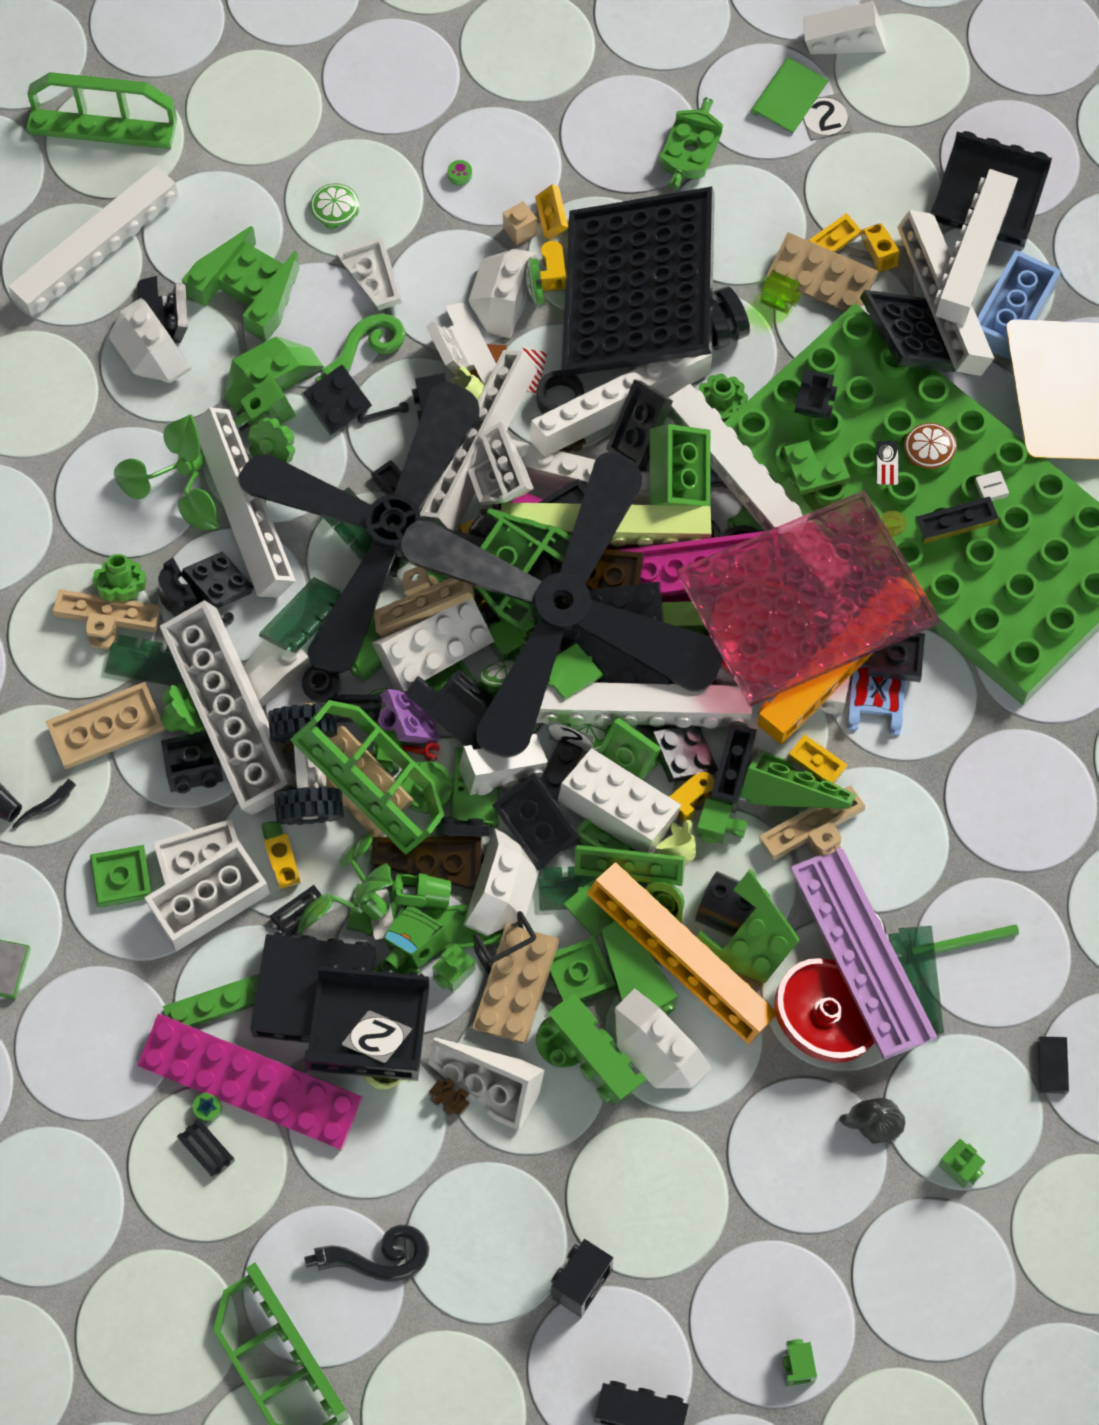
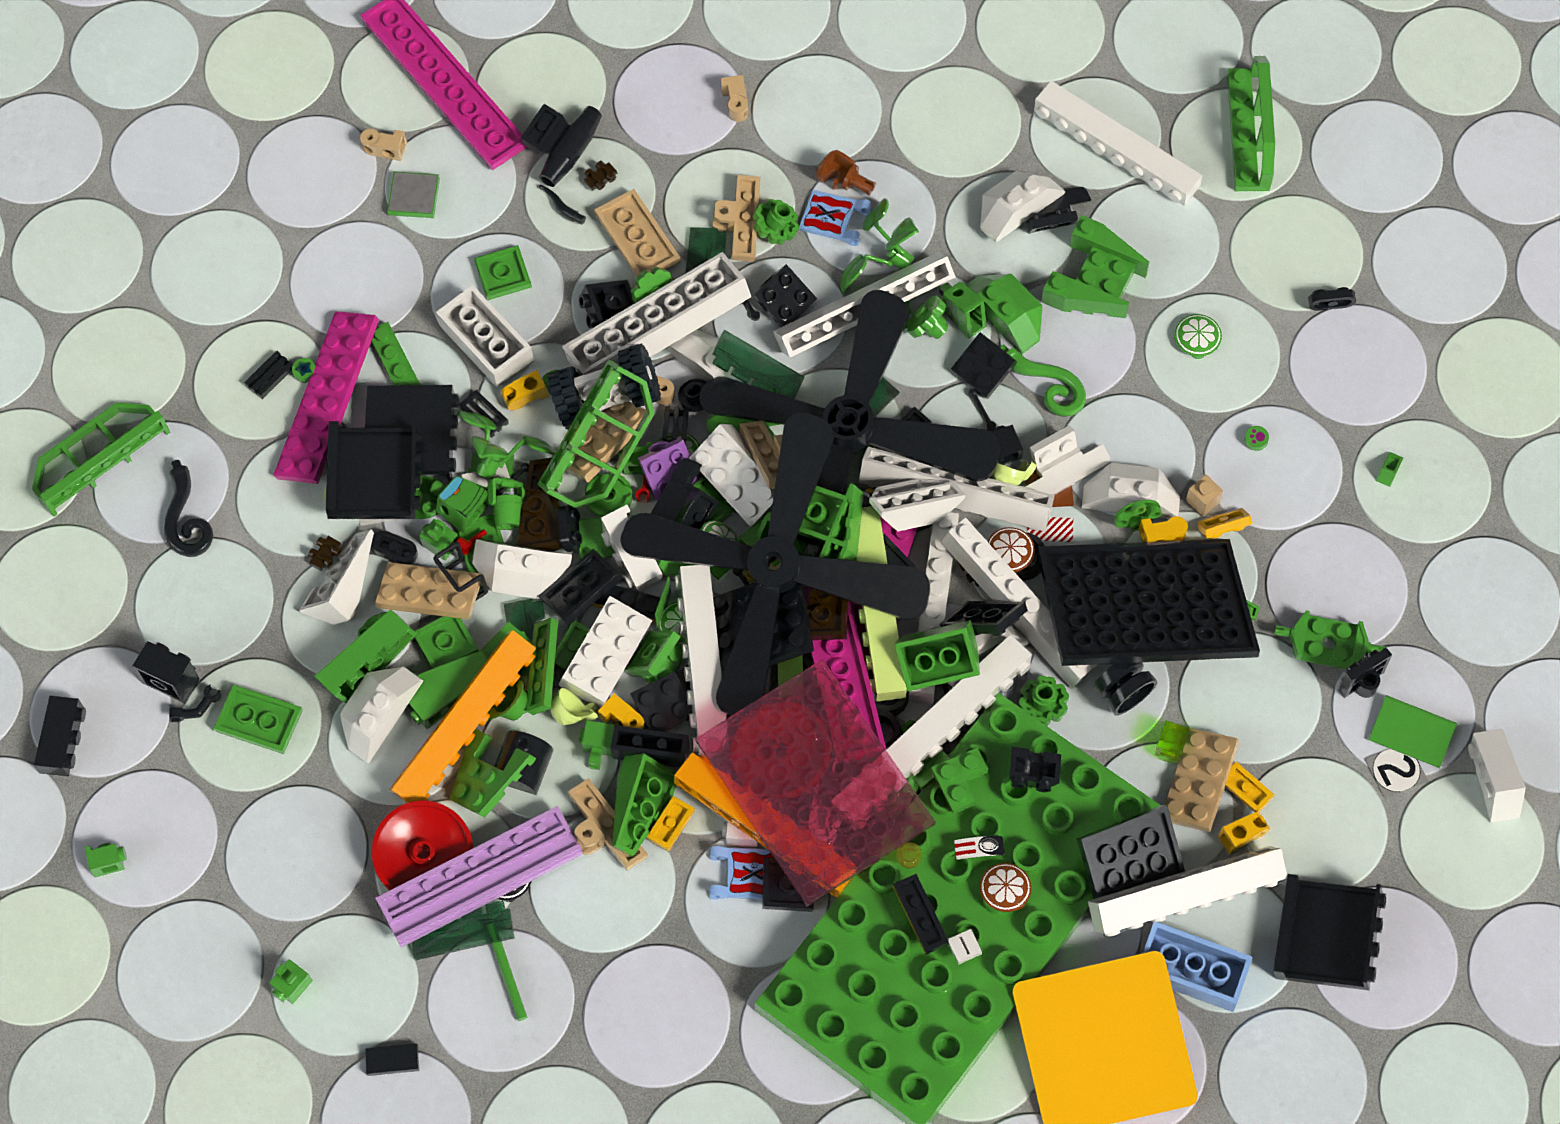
camera: 85 degrees right, 0 degrees up
(19, 761) = (599, 178): none -> dark brown piece
(73, 503) = (845, 171): none -> dark orange piece
(119, 527) = (831, 214): none -> light blue flag
(174, 595) = (768, 260): black cylinder -> none
(189, 849) = (529, 321): white wing -> none
(318, 73) = (1332, 299): none -> black plate
(372, 271) = (1129, 378): white wing -> none
(376, 1036) = (358, 477): sticker -> none
(453, 1019) = (396, 547): none -> black plate
(466, 941) = (467, 545): none -> red hand
(512, 66) = (1389, 469): none -> bright green piece
(555, 392) = (1013, 546): none -> dish
(573, 672) = (721, 590): bright green piece -> none
(626, 1250) = (179, 714): none -> black arm
(647, 1183) = (258, 719): none -> bright green plate
(732, 115) = (1370, 669): none -> black plate
(876, 1120) = (327, 906): pearl dark grey hair -> none
(976, 247) = (1239, 910): white brick -> none

